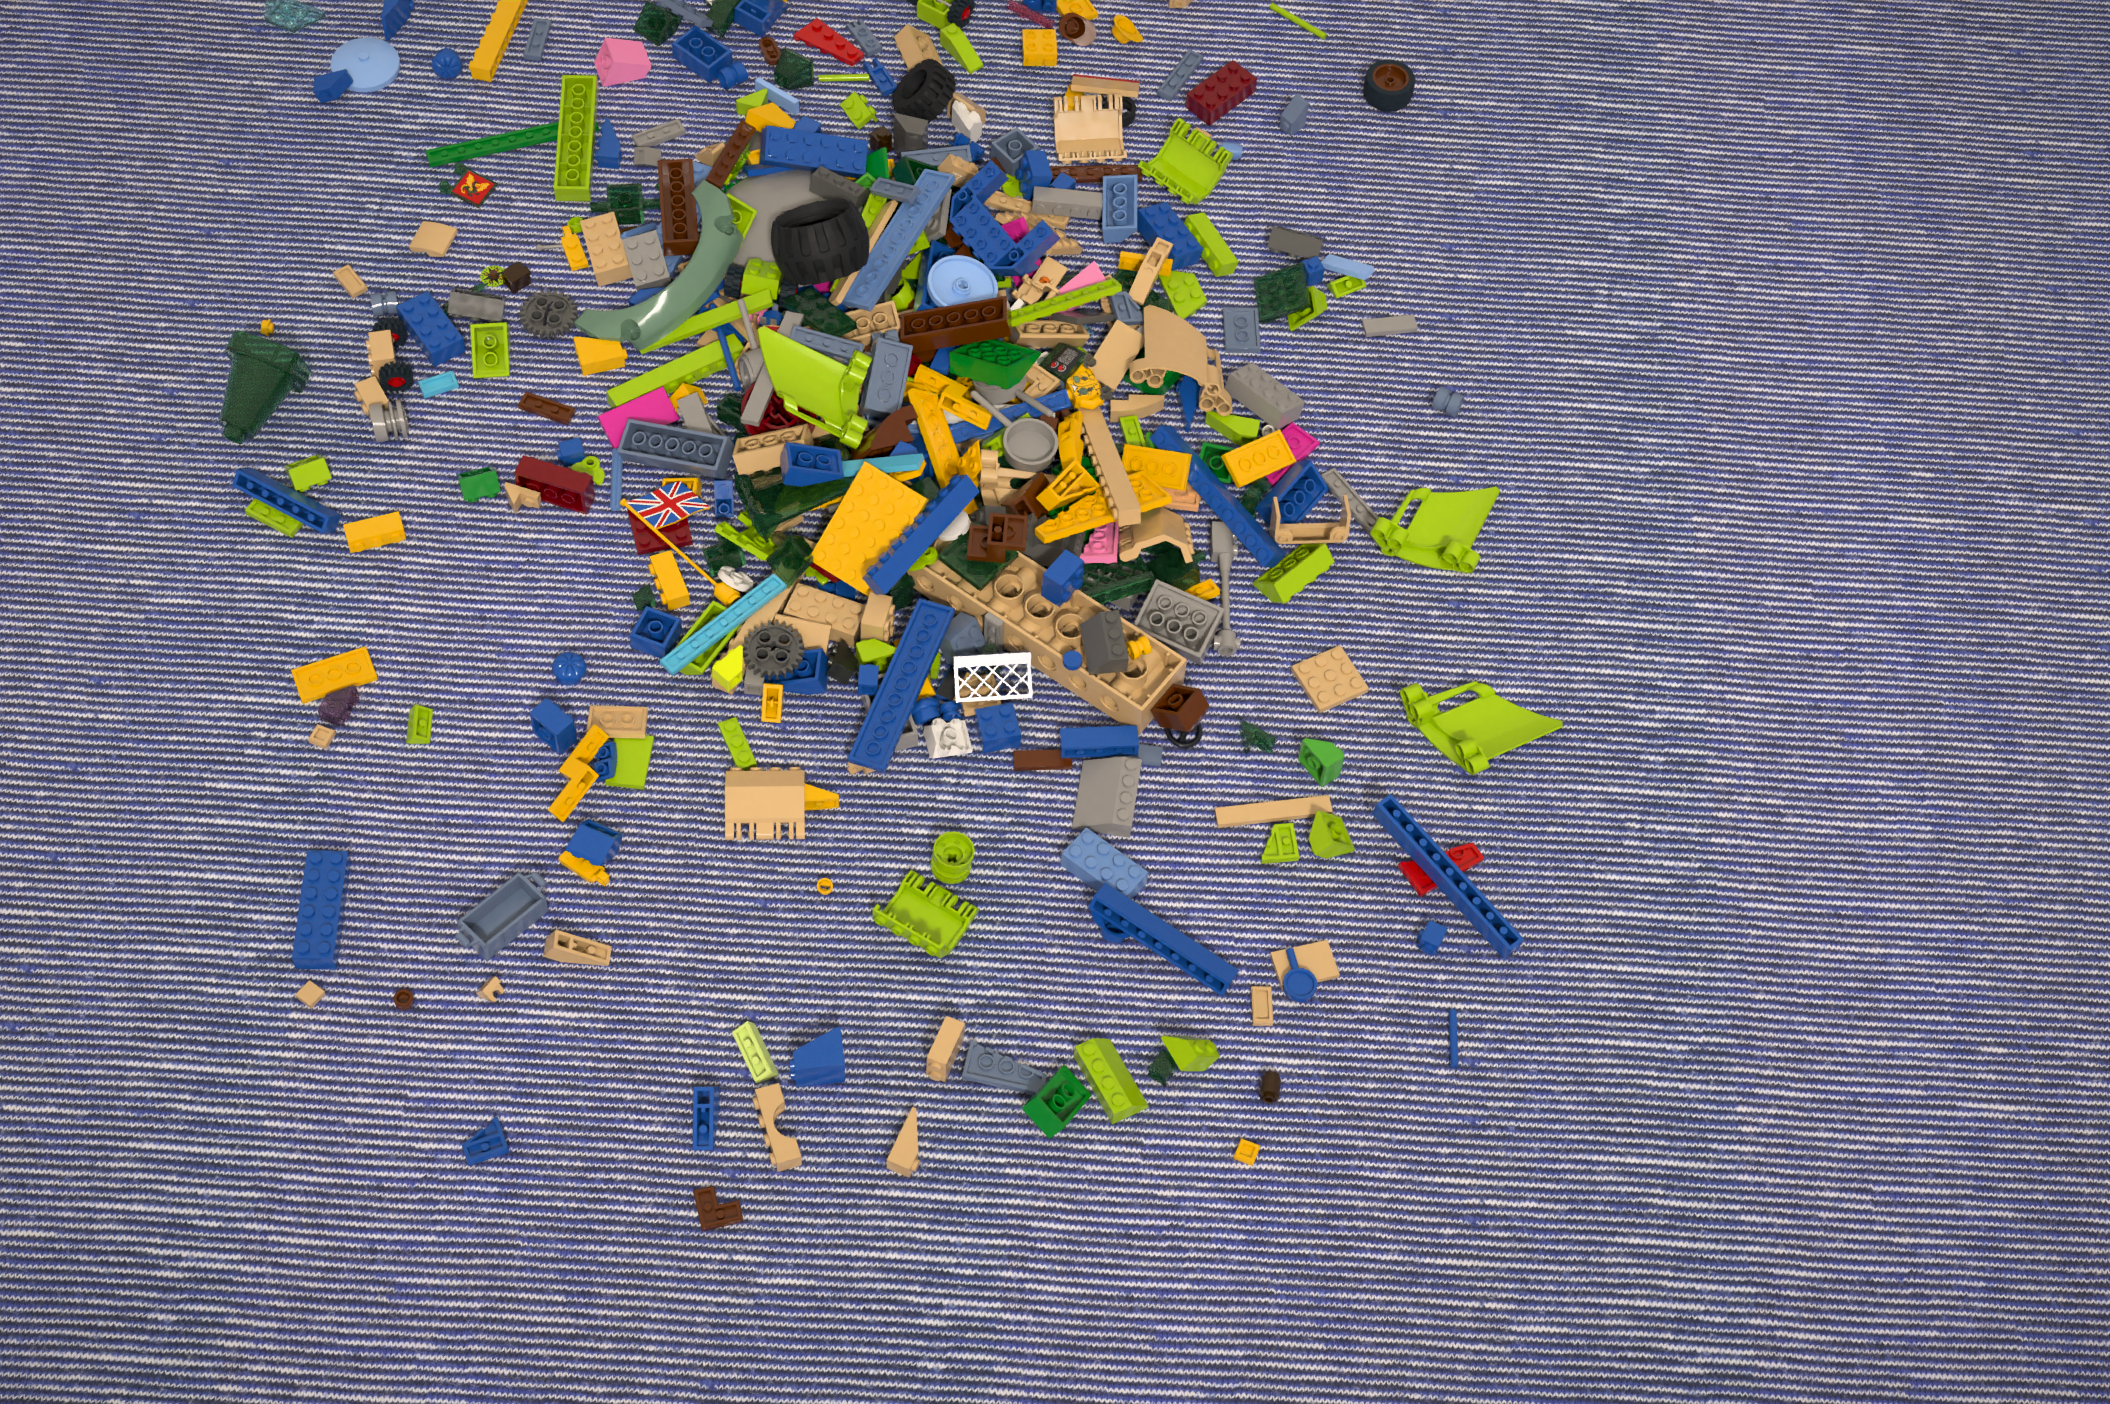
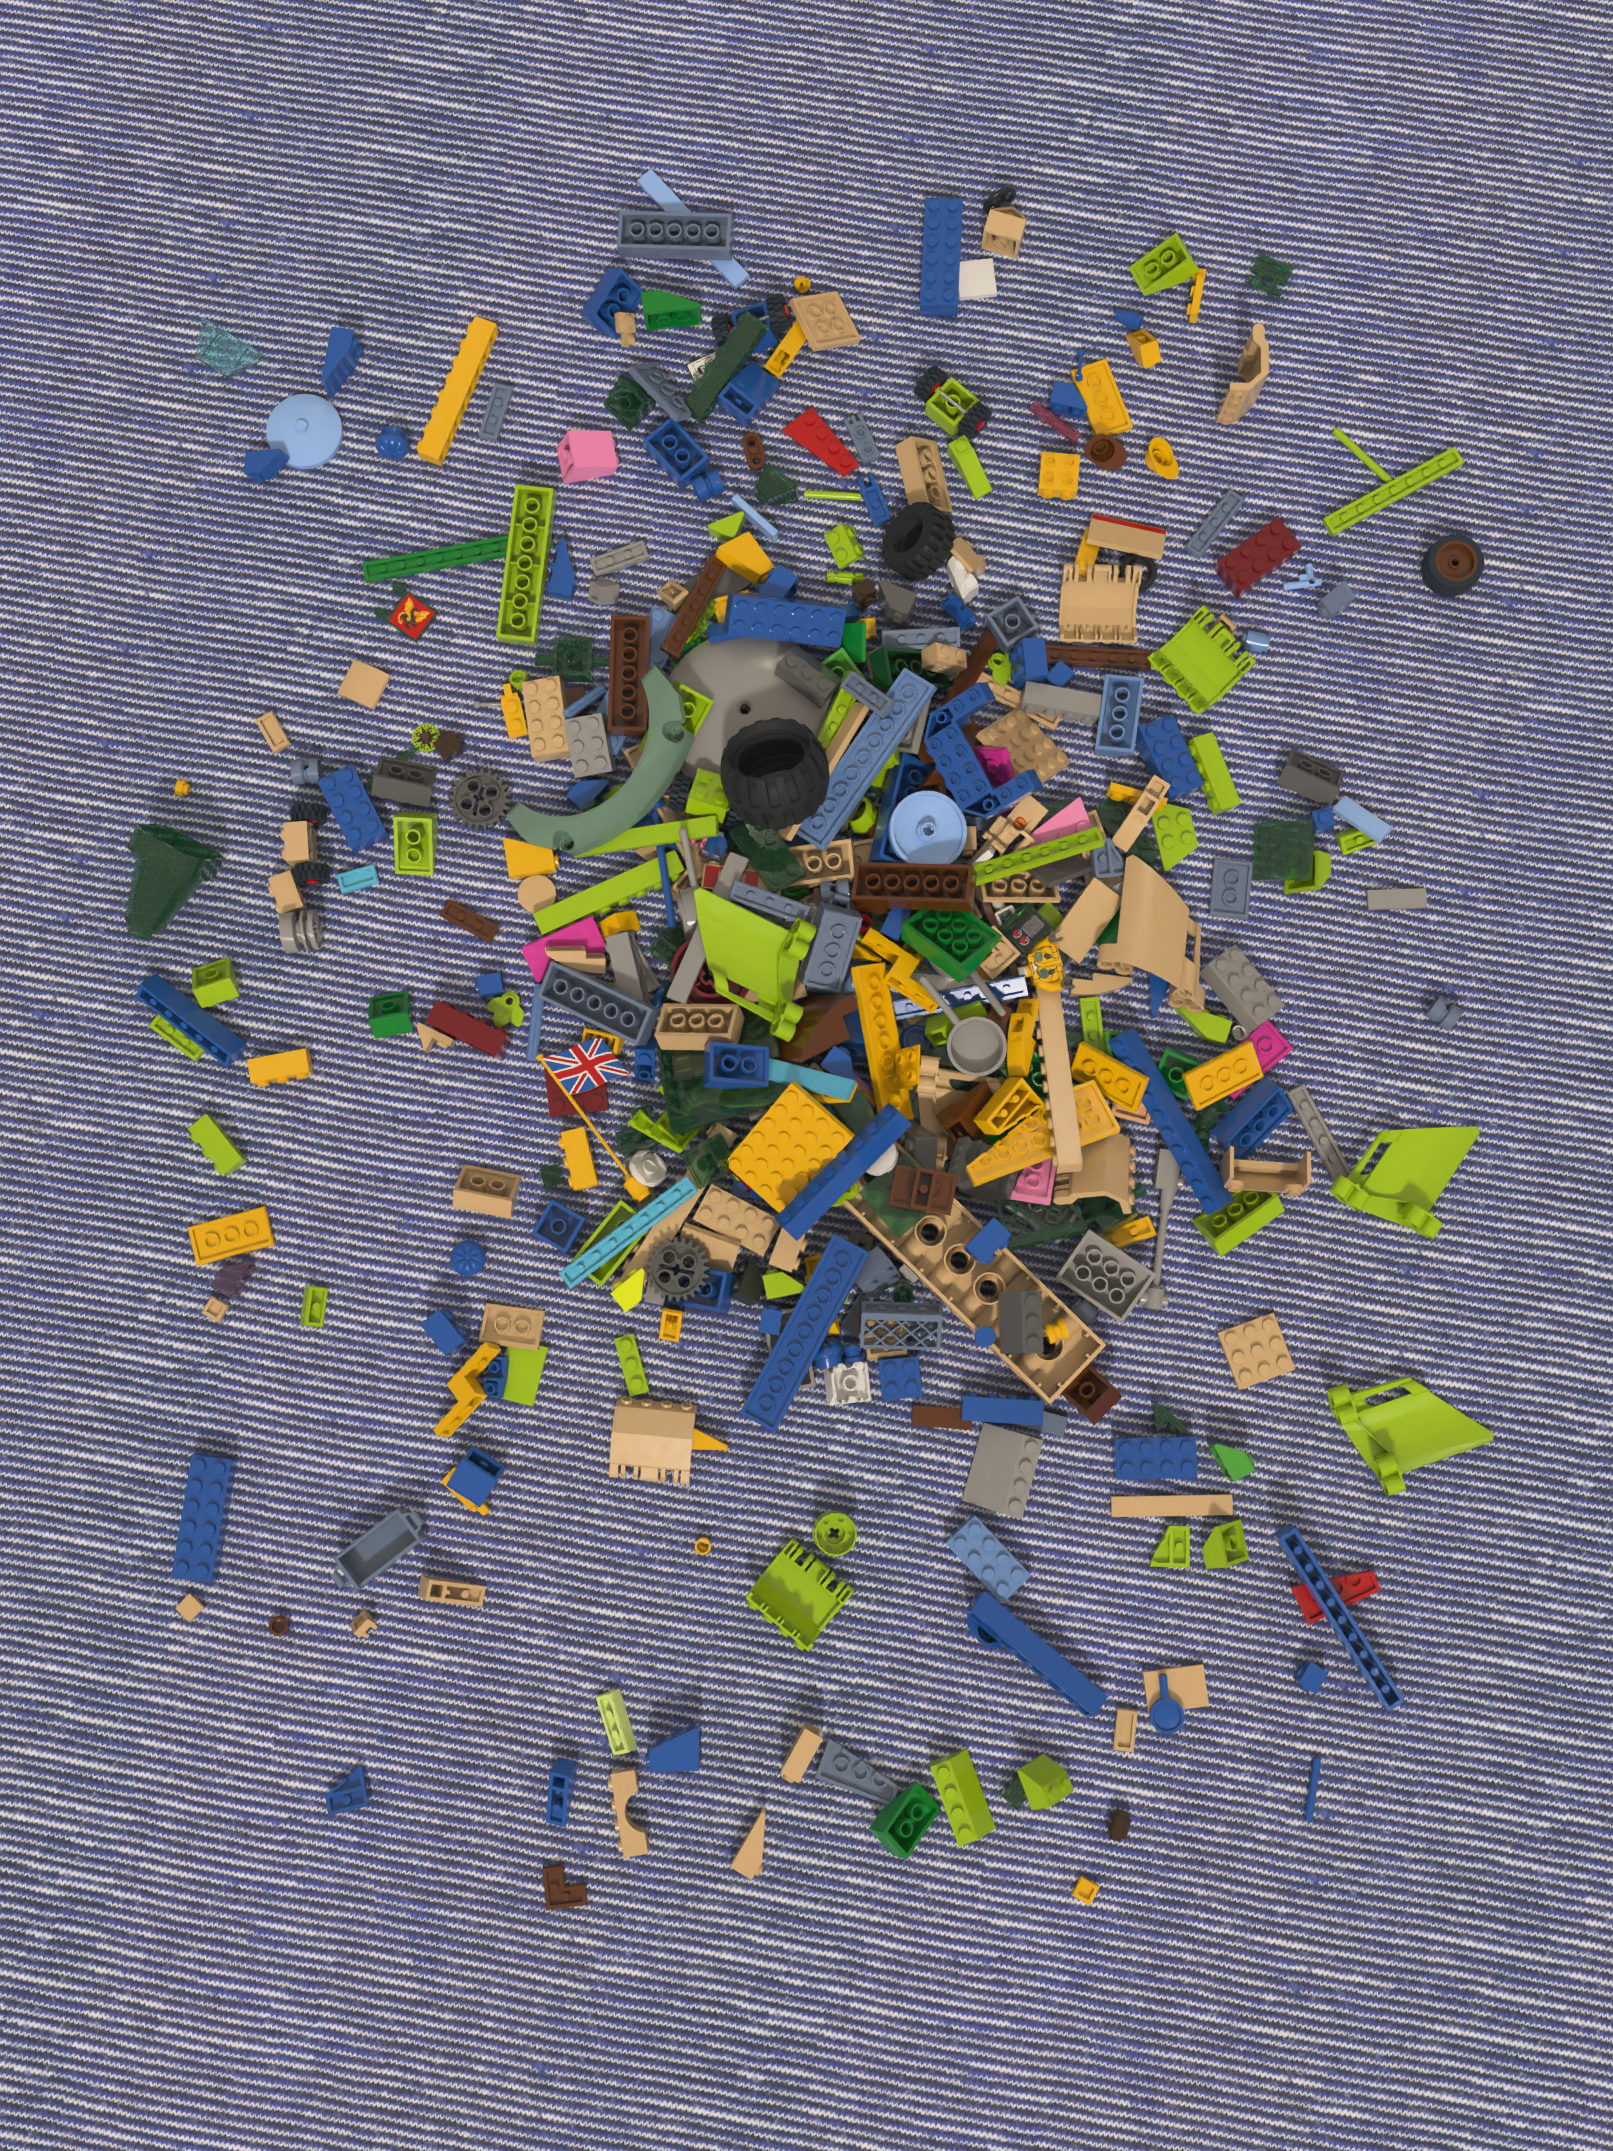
camera: 15 degrees right, 25 degrees up
(316, 599) = (216, 1145): none -> lime brick
(582, 615) = (486, 1191): none -> tan slope
(606, 379) = (536, 893): none -> tan tile
(650, 416) = (577, 958): none -> tan slope
(859, 133) = (844, 577): none -> lime axle
(1249, 769) = (1154, 1457): none -> blue brick
(1265, 108) = (1303, 580): none -> light blue hose
(1328, 42) = (1392, 491): none -> lime plate

